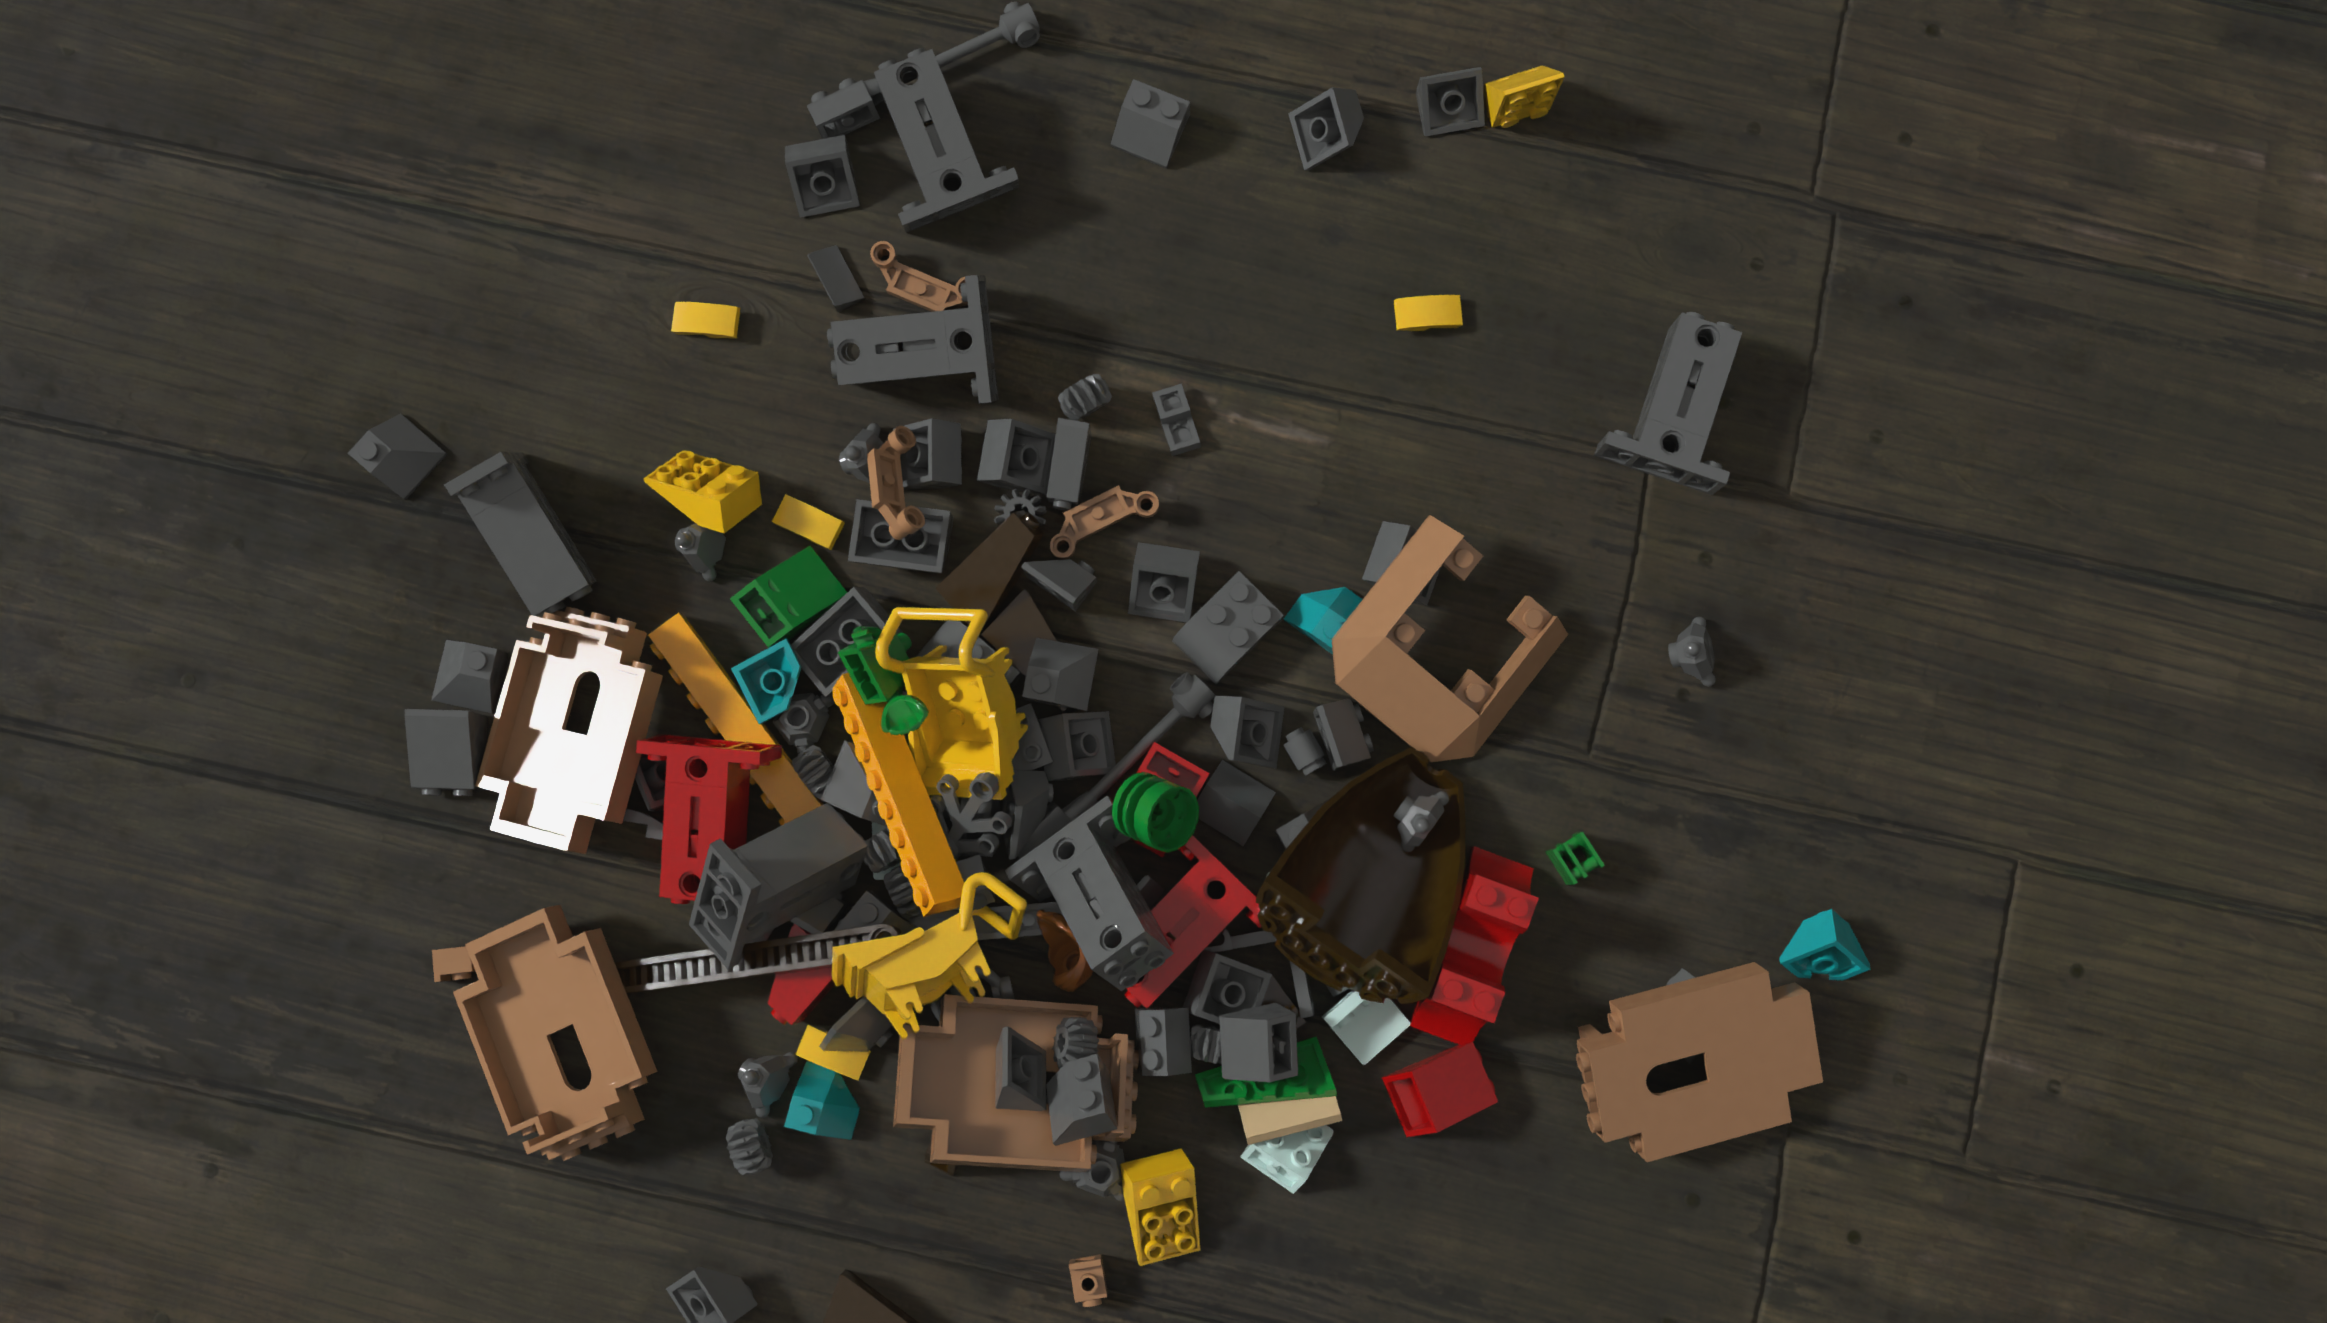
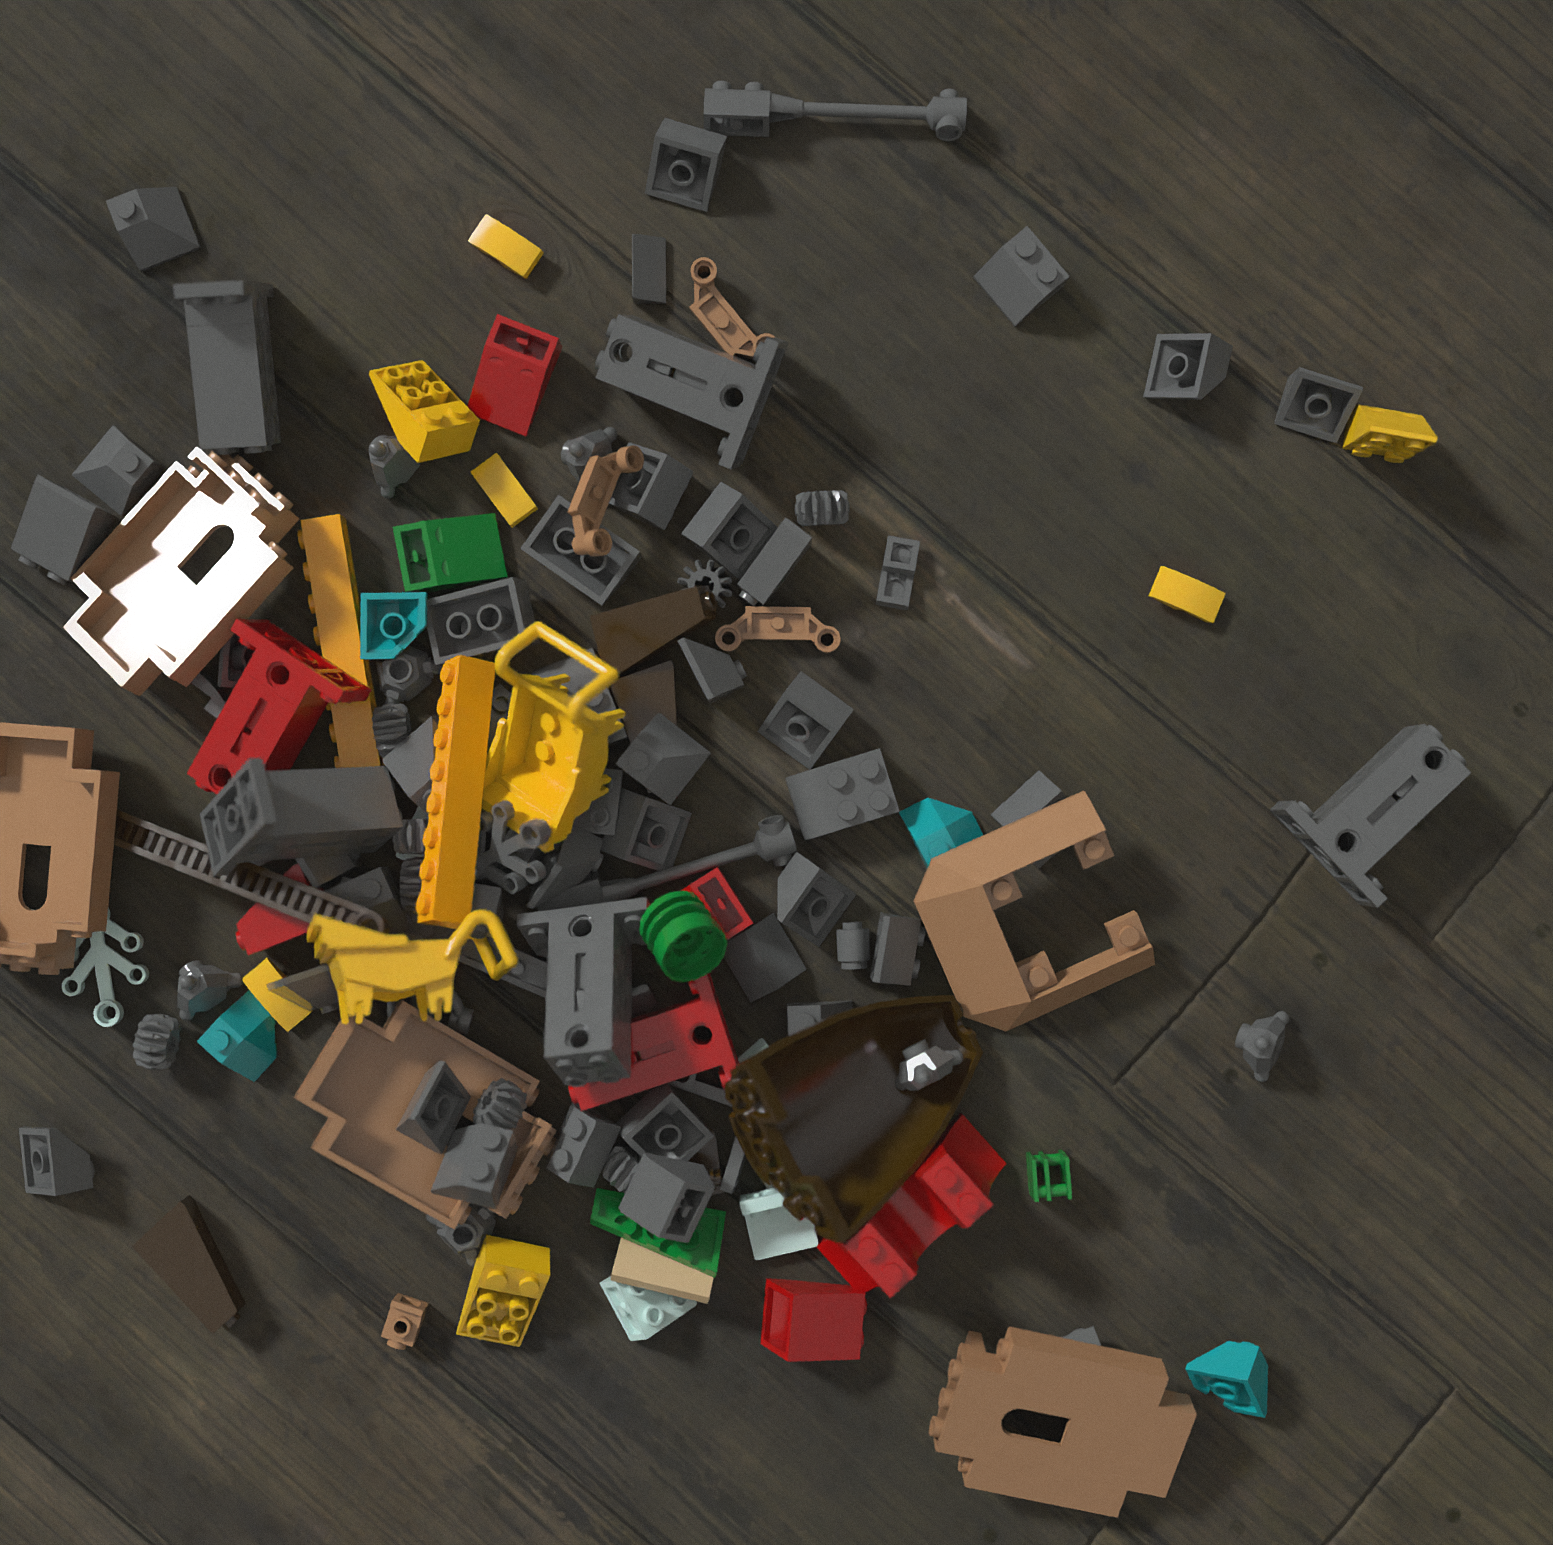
camera: 20 degrees right, 5 degrees up
(662, 1101) = (100, 957): none -> light aqua plant
(767, 421) = (513, 374): none -> red slope
(879, 685) = (494, 722): green torso -> none
(935, 141) = (807, 187): dark grey brick -> none
(1063, 952) = (530, 1035): dark orange piece -> none

